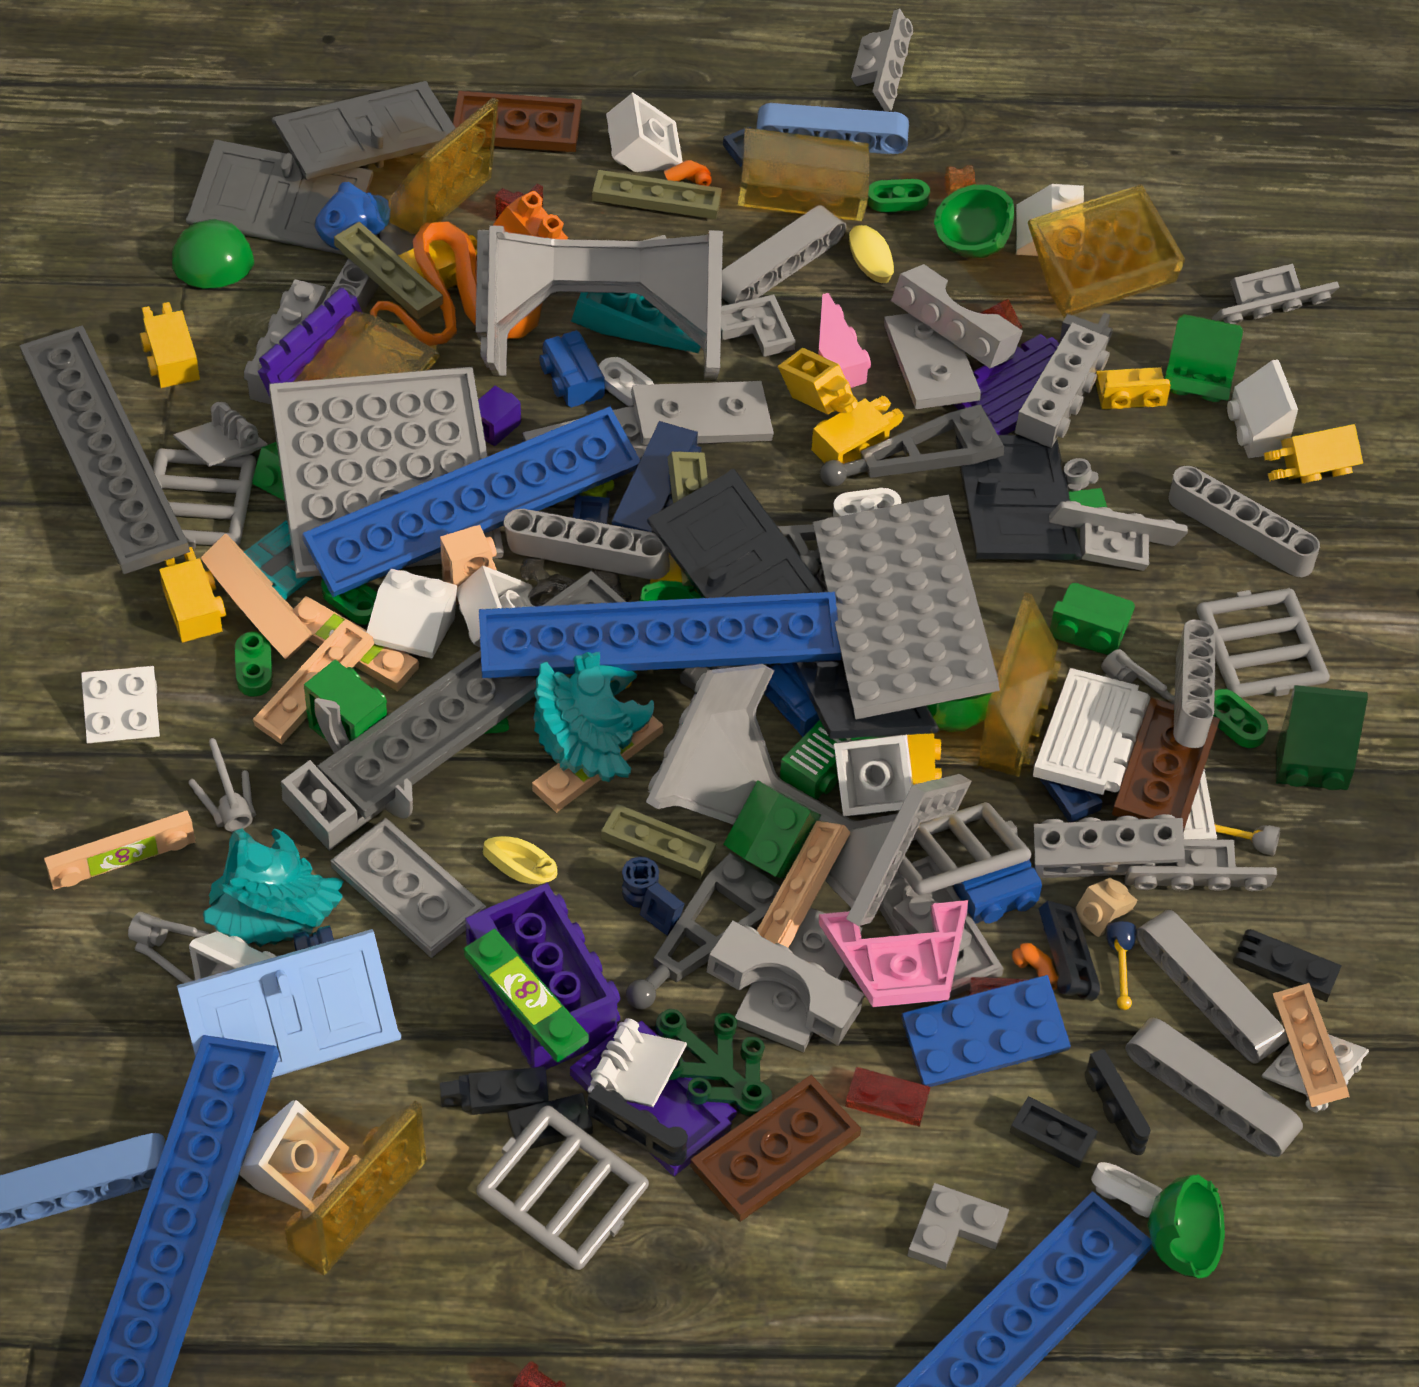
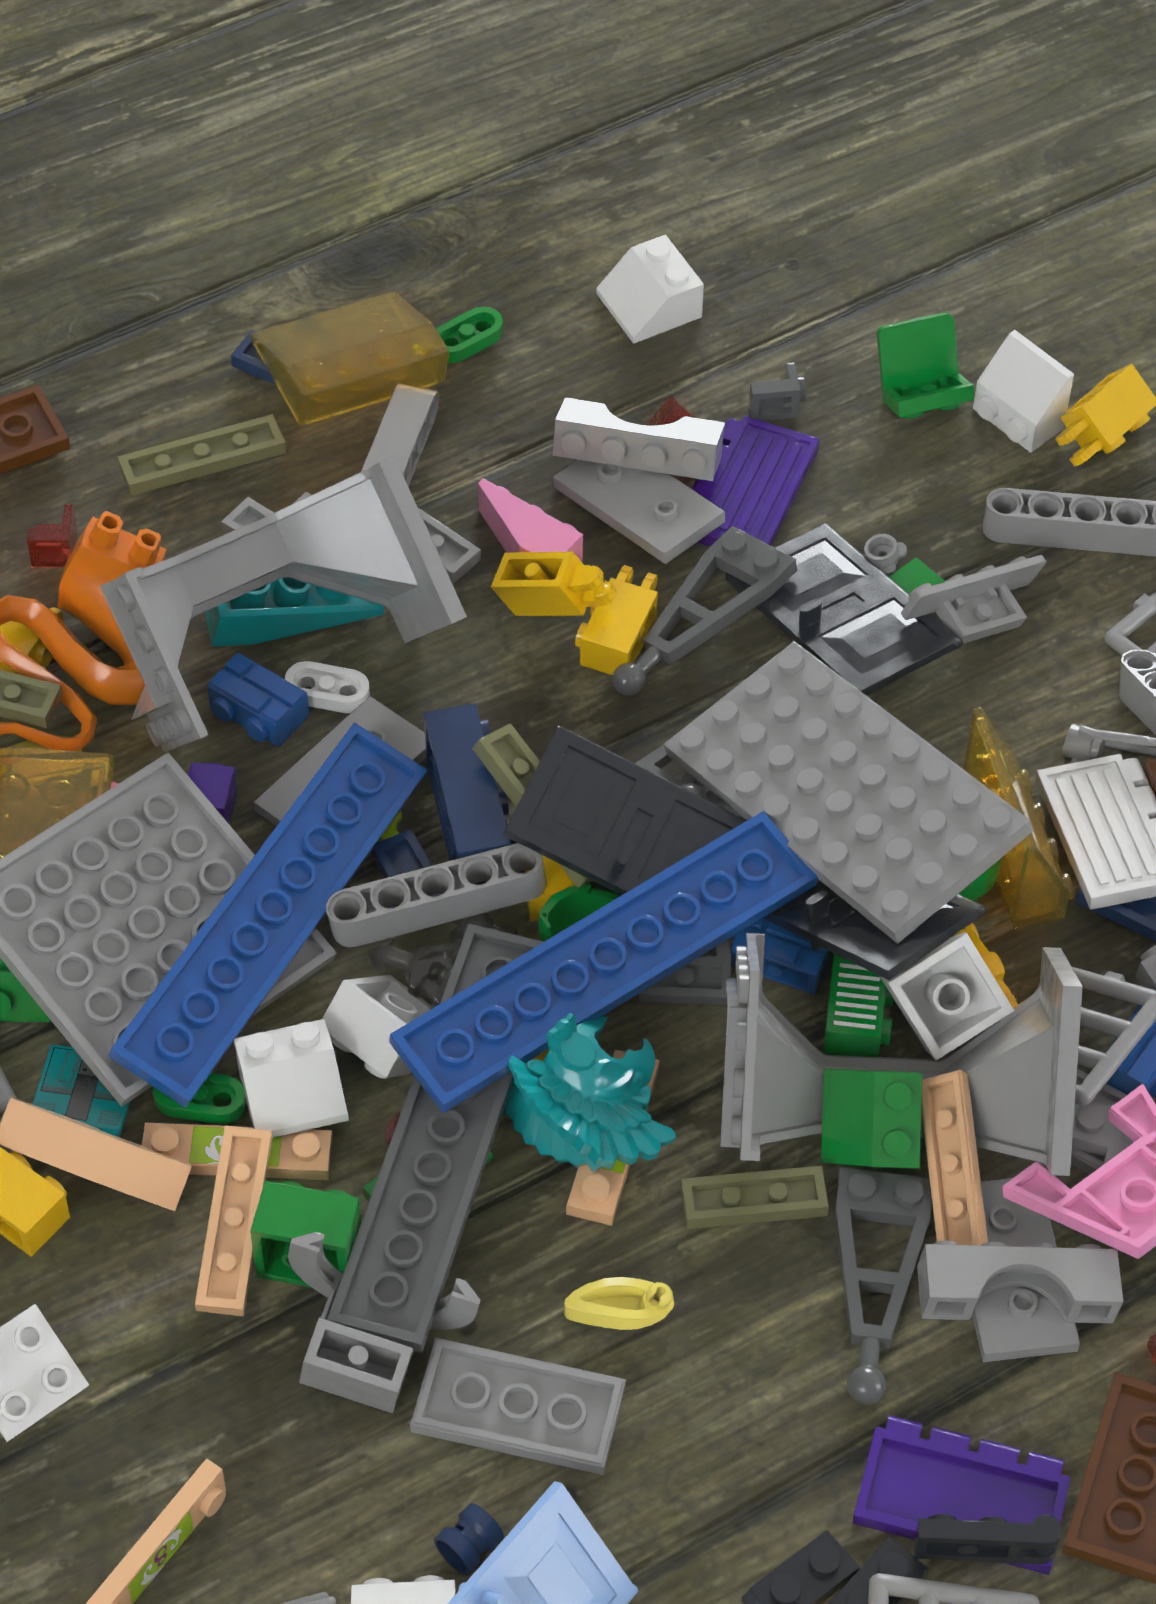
camera: 30 degrees left, 0 degrees up
(234, 810) = (251, 1424): light grey plant -> none
(253, 661) = (136, 1234): green plate -> none
(269, 892) = (378, 1504): teal piece -> none
(465, 553) = (311, 980): light nougat brick -> none
(526, 995) = (781, 1459): green plate -> none
(556, 952) = (758, 1427): dark purple brick -> none
(637, 876) = (772, 1266): dark blue wheel -> none
(637, 1064) = (934, 1470): white hinge -> none
(642, 136) = (138, 396): white slope -> none
(661, 908) = (818, 1273): dark blue plate -> none
(691, 171) = (219, 411): orange arm -> none
(714, 410) = (447, 671): light grey plate -> none
(718, 1065) = (1005, 1418): dark green plant -> none
(864, 500) = (688, 700): white plate -> none
(871, 253) = (486, 413): light yellow arm -> none
(881, 129) = (396, 269): medium blue beam -> none
(883, 58) = (335, 192): light grey bracket -> none
(958, 178) = (522, 289): clear orange wheel -> none
(975, 220) = (577, 324): green cylinder -> none
(1062, 385) = (803, 464): light grey brick -> none
(1091, 619) = (1020, 702): green bracket -> none
(1105, 250) = (738, 294): clear yellow slope -> none
(1132, 388) = (864, 433): yellow bracket -> none
(1270, 290) = (923, 264): light grey bracket -> none

